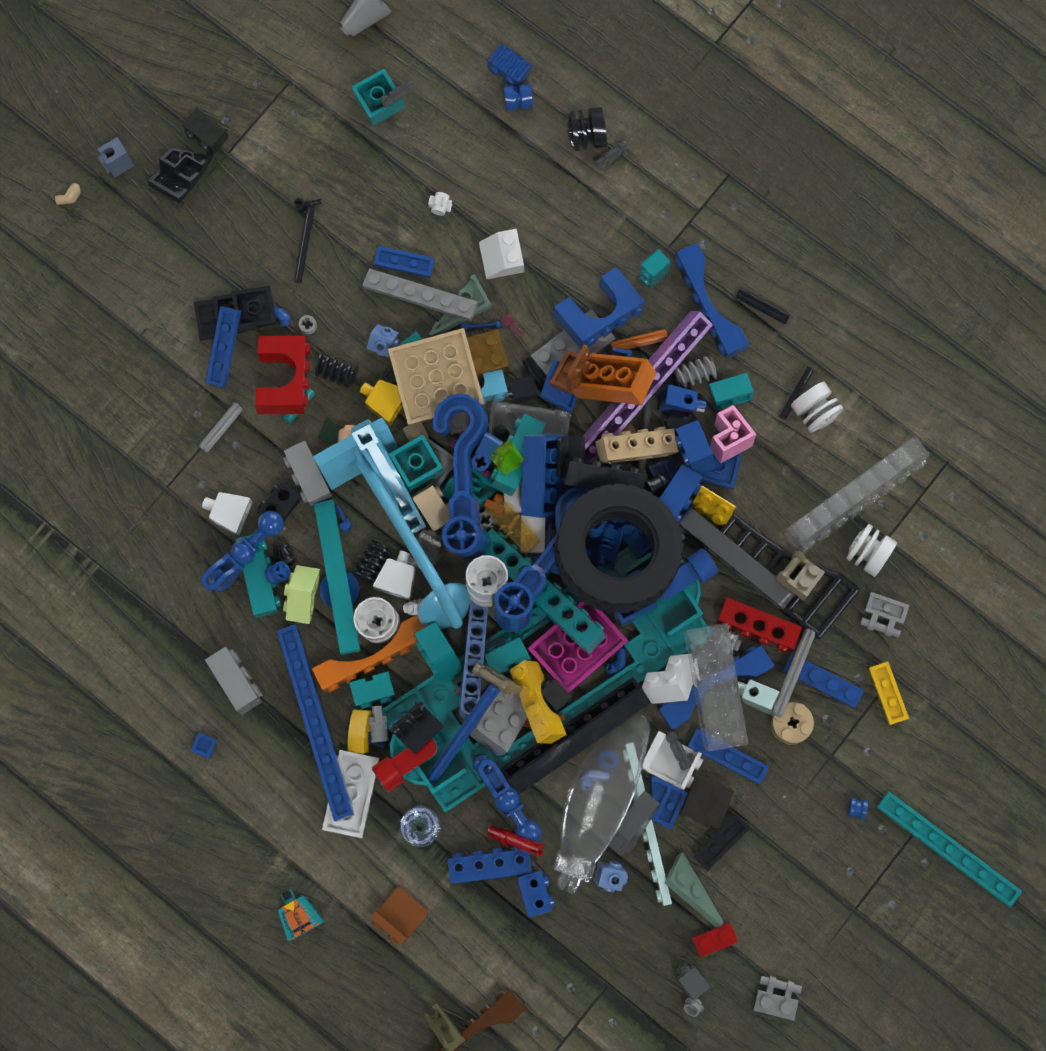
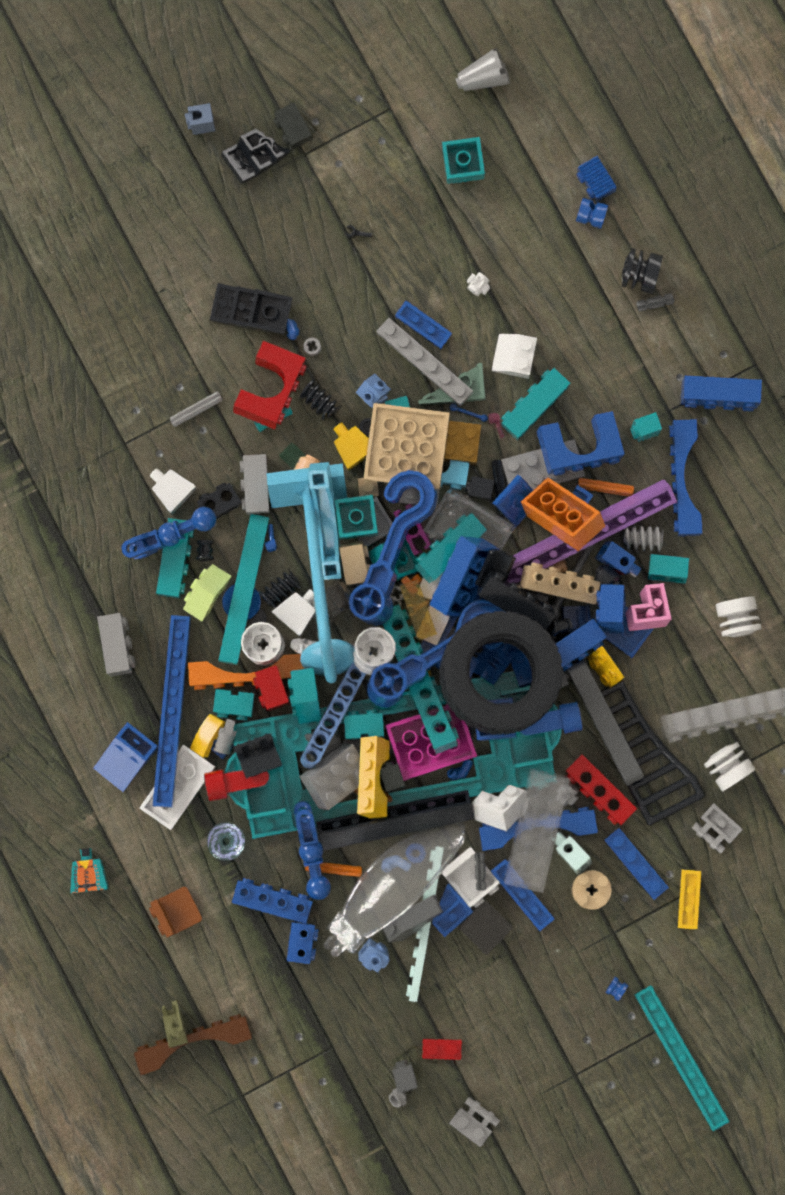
camera: 25 degrees right, 5 degrees up
(71, 195) = (145, 137): tan arm -> none
(204, 745) = (66, 690): blue plate -> none
(223, 346) = (227, 337): blue plate -> none
(278, 572) = (192, 564): blue wheel -> none
(288, 785) = (125, 757): none -> slope
(304, 245) = (339, 270): black bar -> none
(397, 93) = (480, 167): dark grey axle -> none
(403, 658) = (271, 688): none -> red brick
(463, 733) = (295, 778): blue axle -> none
(485, 449) = (424, 532): blue piece -> none
(496, 678) = (346, 743): dark tan plate -> none
(501, 432) = (444, 520): black hinge -> none
(507, 458) = (437, 549): clear neon green panel -> none
(507, 837) = (298, 884): red pin -> none
(540, 292) = (535, 404): none -> teal brick
(541, 807) = (340, 869): none -> orange axle
(570, 370) = (529, 491): dark orange bracket -> none
(687, 885) = (438, 993): sand green wing -> none
(709, 209) = (721, 392): none -> blue brick
(721, 842) = (484, 967): black plate -> none
(763, 305) = (732, 501): black axle -> none
(793, 673) = (611, 846): light grey axle -> none
(796, 393) = (727, 594): black bar -> none
(805, 579) = (658, 768): dark tan plate -> none

